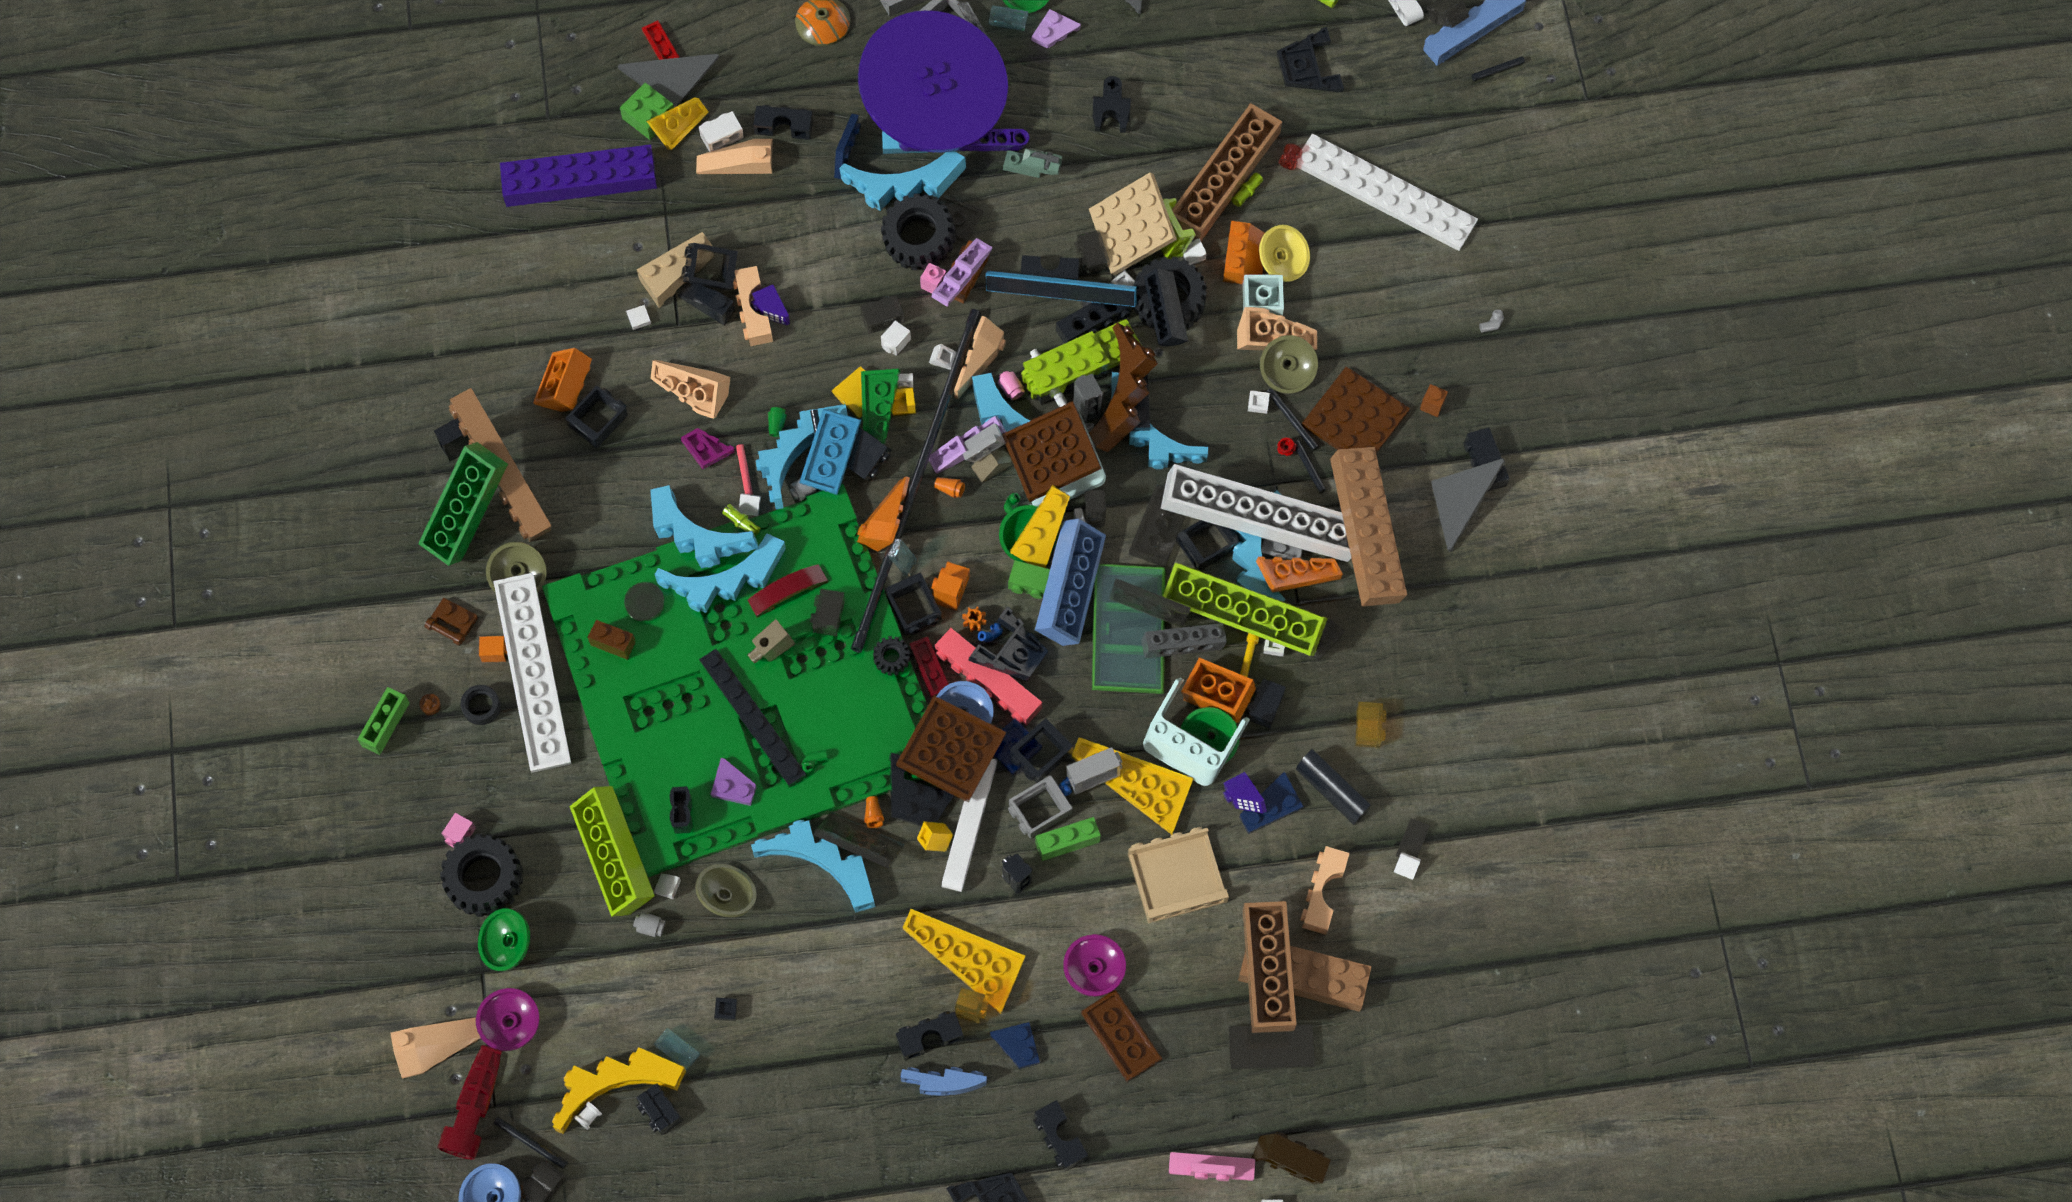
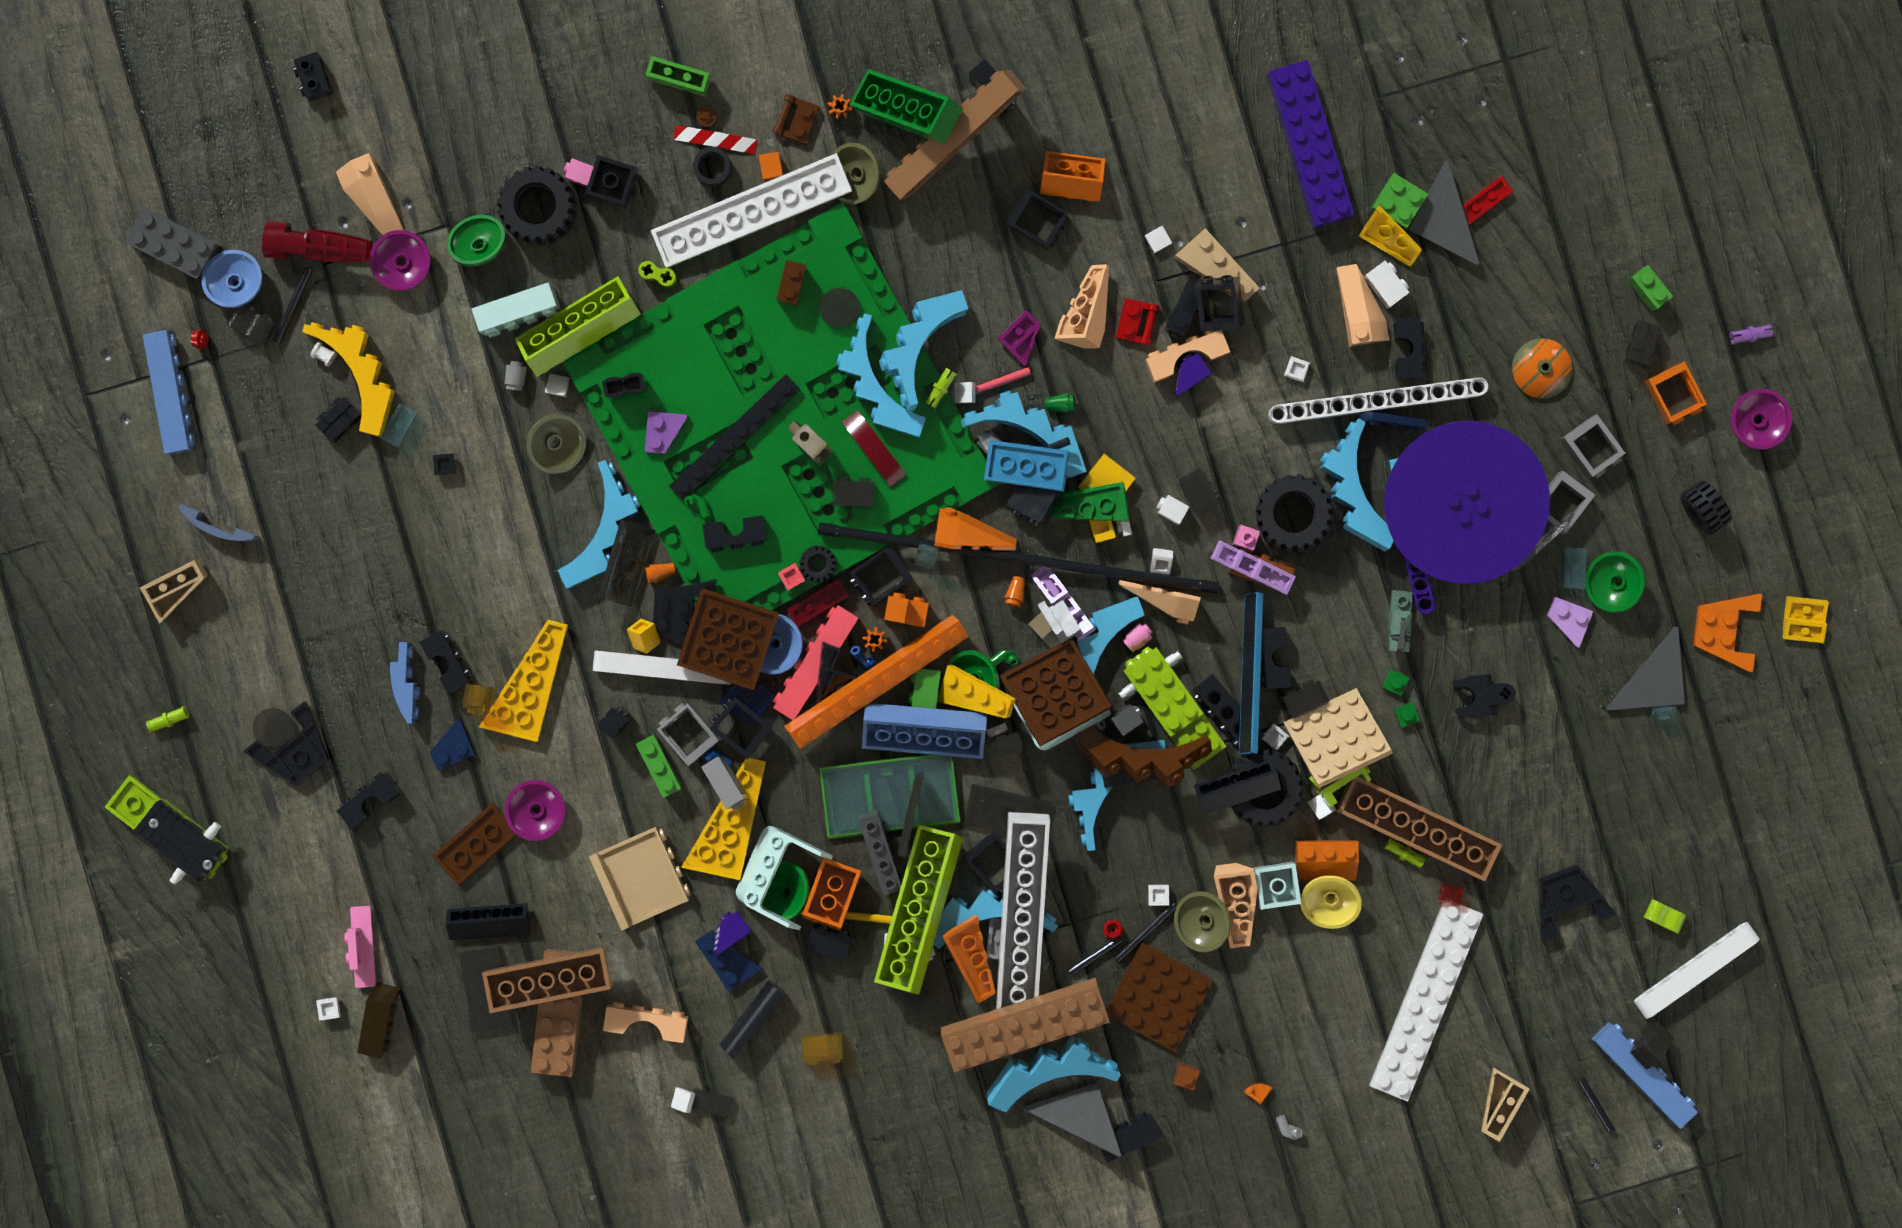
camera: 85 degrees right, 20 degrees up
(298, 1084) = (312, 76): none -> black brick
(444, 573) = (838, 112): none -> orange gear
(453, 701) = (715, 139): none -> sticker
(474, 799) = (611, 182): none -> black brick
(576, 771) = (657, 274): none -> lime axle
(582, 909) = (516, 310): none -> light aqua brick
(709, 351) = (1131, 318): none -> red plate
(784, 218) = (1296, 369): none -> white tile
(824, 162) = (1387, 400): none -> white beam
(847, 746) = (717, 538): none -> black arch
(899, 682) = (791, 576): none -> coral plate
(1016, 619) = (876, 681): none -> orange brick
(1088, 176) = (1395, 682): none -> green plate
(1119, 171) = (1406, 714): none -> green plate
(1202, 1033) = (488, 921): none -> black brick
(1409, 517) = (1046, 1065): none -> medium azure arch
(1456, 343) = (1258, 1091): none -> orange tile
(1488, 140) = (1502, 1103): none -> tan wedge

